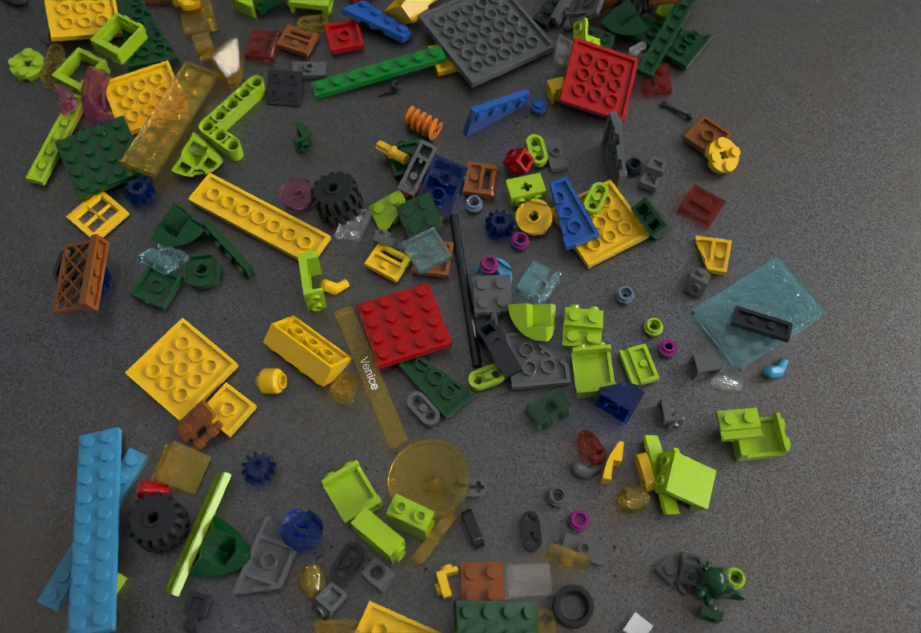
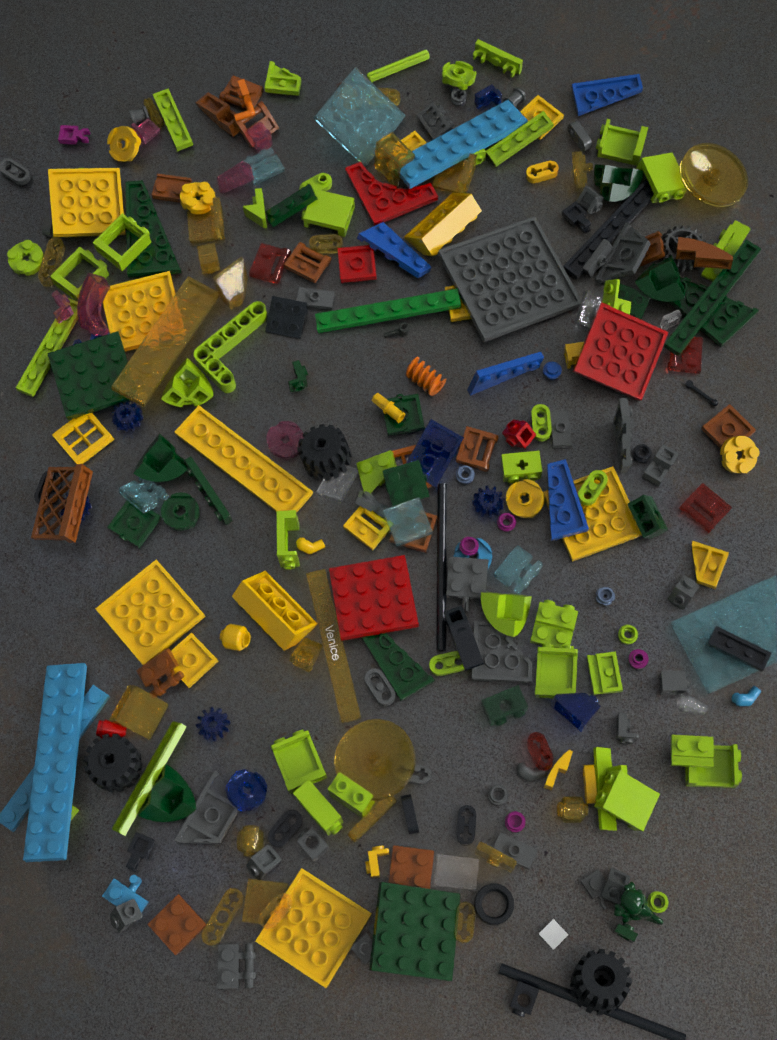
camera: 15 degrees right, 5 degrees up
(417, 167) = (411, 430): dark grey slope -> none

